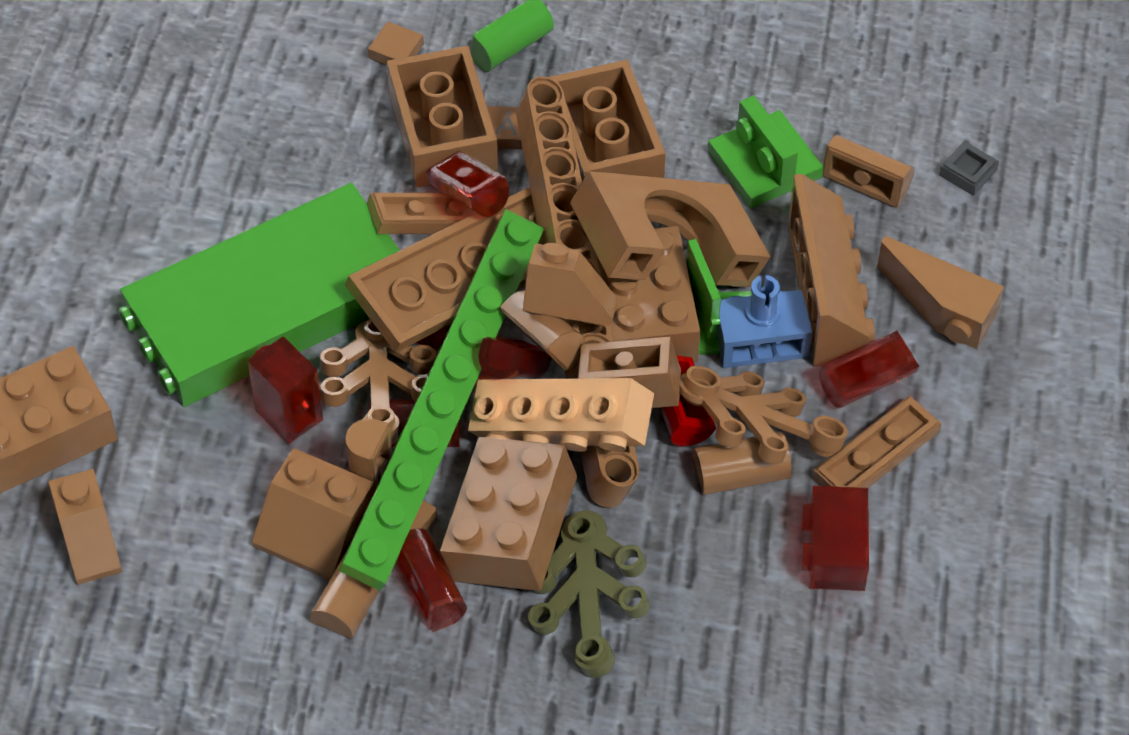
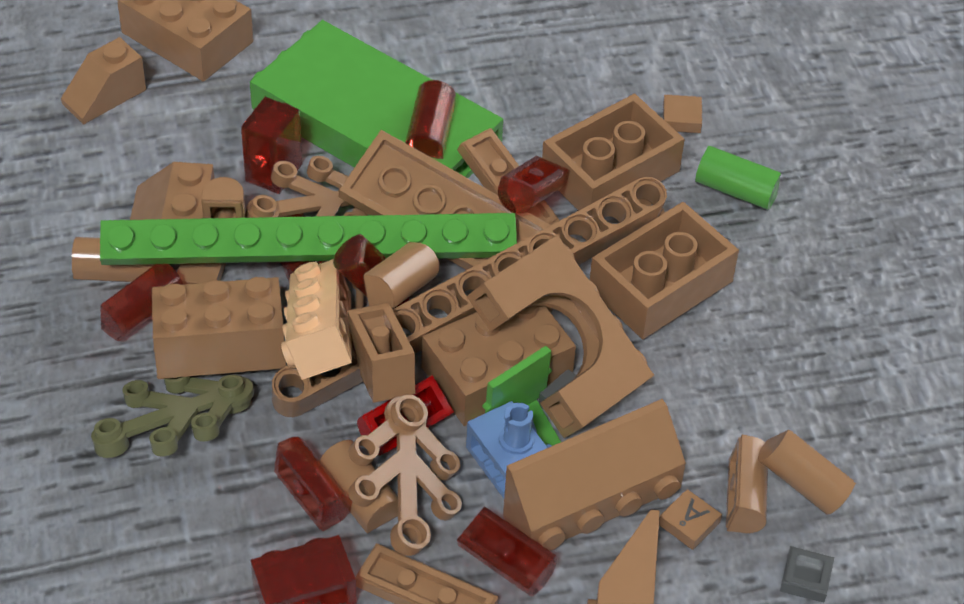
camera: 65 degrees right, 5 degrees down
(332, 239) = (431, 118): none -> clear red brick
(567, 287) = (434, 267): medium nougat slope -> none
(725, 499) = (311, 483): none -> clear red brick
(762, 154) = (721, 401): bright green bracket -> none
(878, 222) = (690, 519): none -> medium nougat tile
(883, 117) = (806, 471): none -> medium nougat brick

